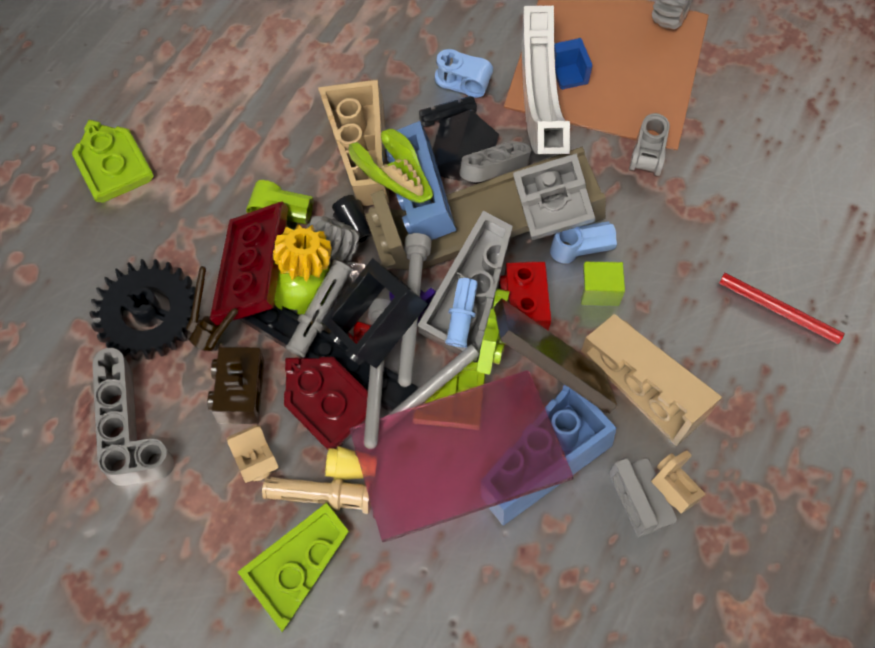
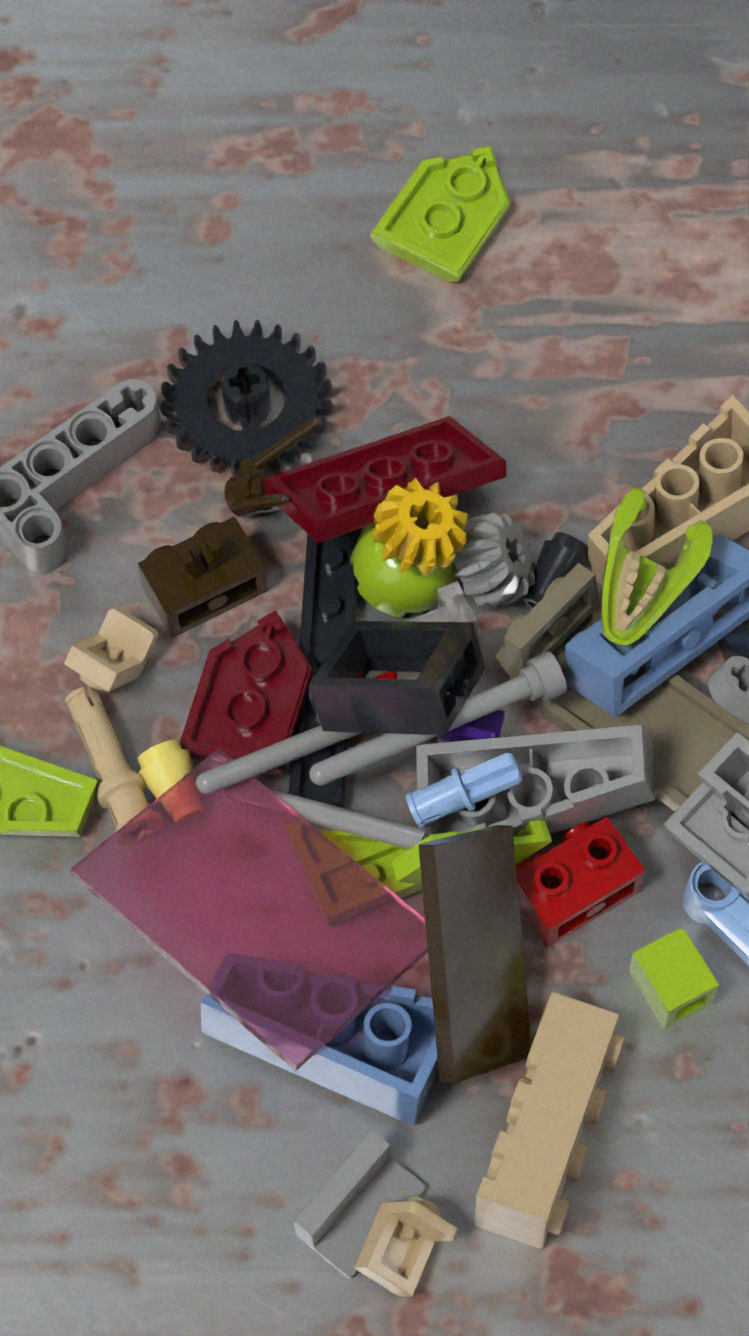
camera: 65 degrees right, 0 degrees up
(268, 193) = (526, 484): lime piece -> none
(338, 274) = (308, 612): light grey pin -> none

